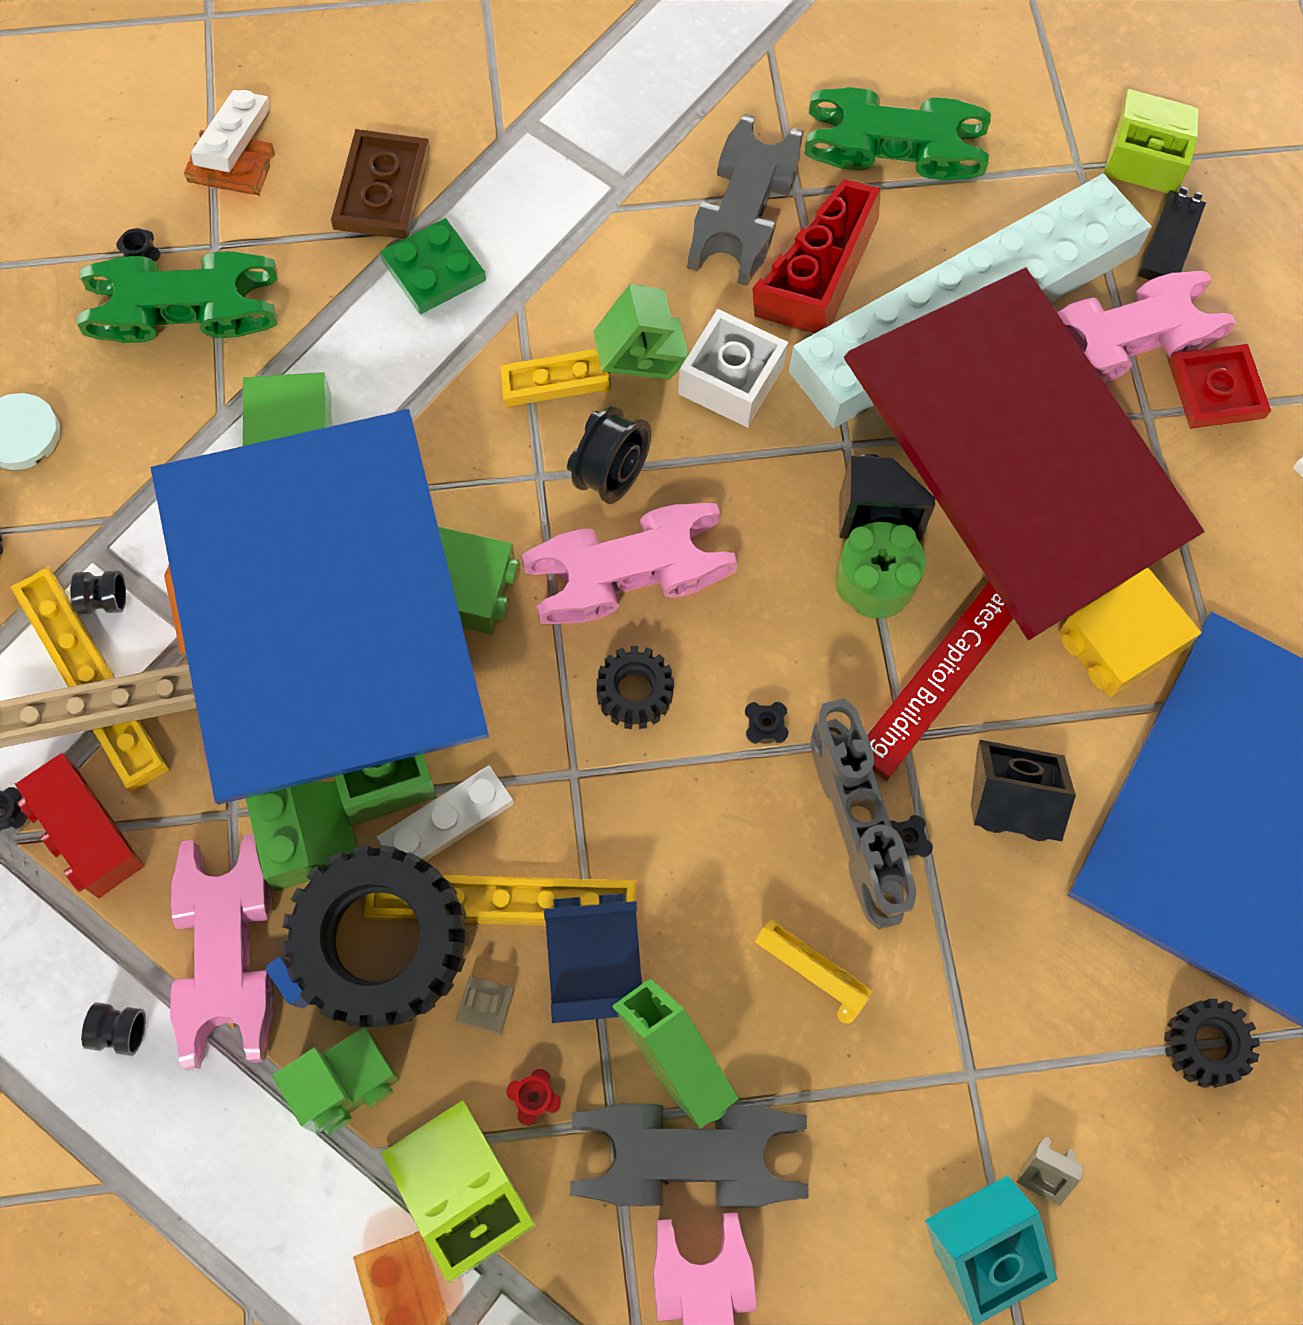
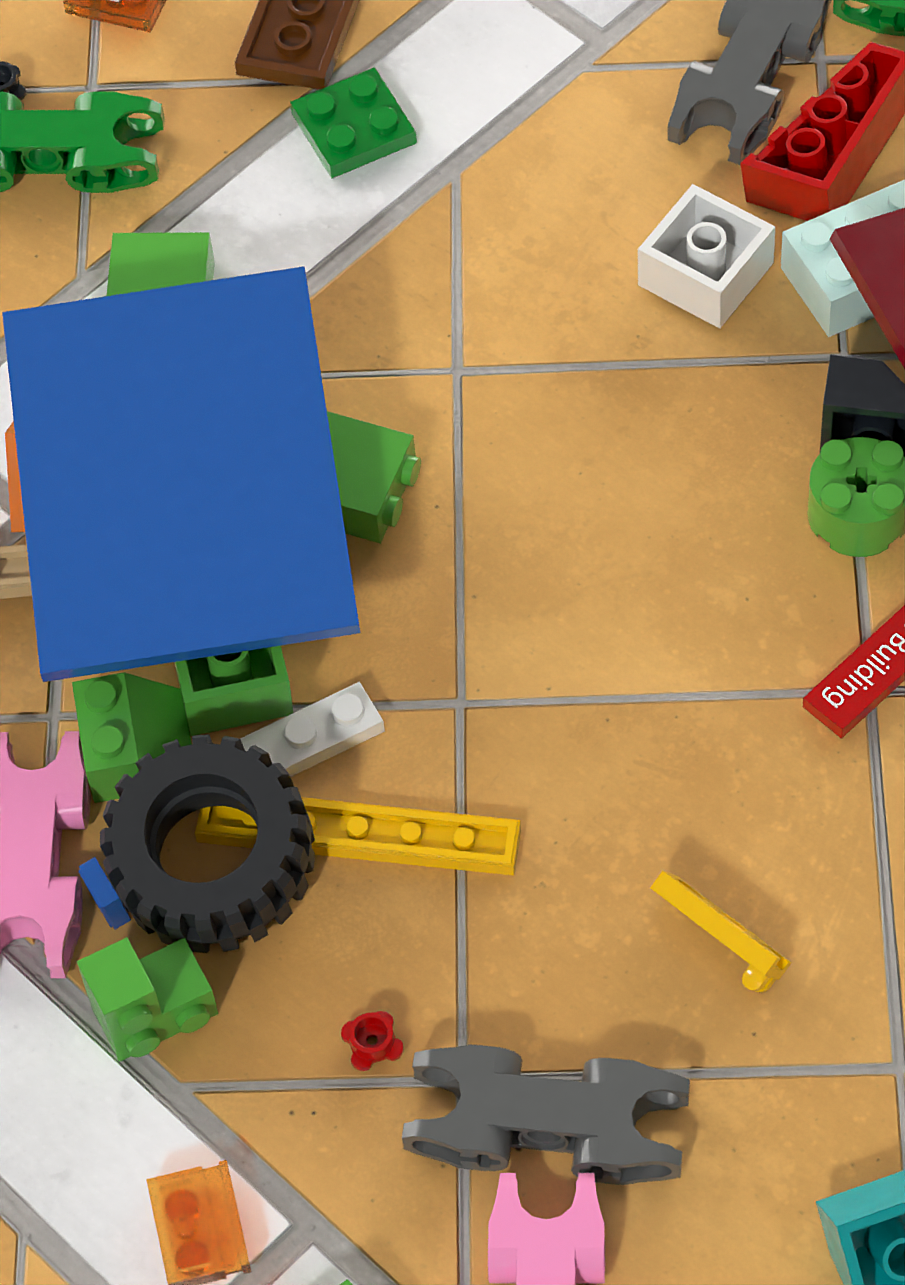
camera: 15 degrees right, 10 degrees down
(457, 1192) = (276, 1128): lime slope -> none
(485, 1005) = (326, 940): dark tan tile -> none
(553, 378) = (489, 256): yellow hinge -> none
(591, 956) = (459, 894): dark blue panel -> none
(602, 570) = (588, 464): bright pink piece -> none
(610, 454) = (543, 343): black wheel -> none
(635, 663) = (543, 584): black tyre -> none
(641, 335) = (594, 211): bright green brick -> none
(676, 1053) = (540, 987): bright green brick -> none
(757, 731) = (699, 673): black plate -> none
(874, 848) = (804, 788): dark grey piece -> none
(915, 829) = (855, 814): black plate -> none

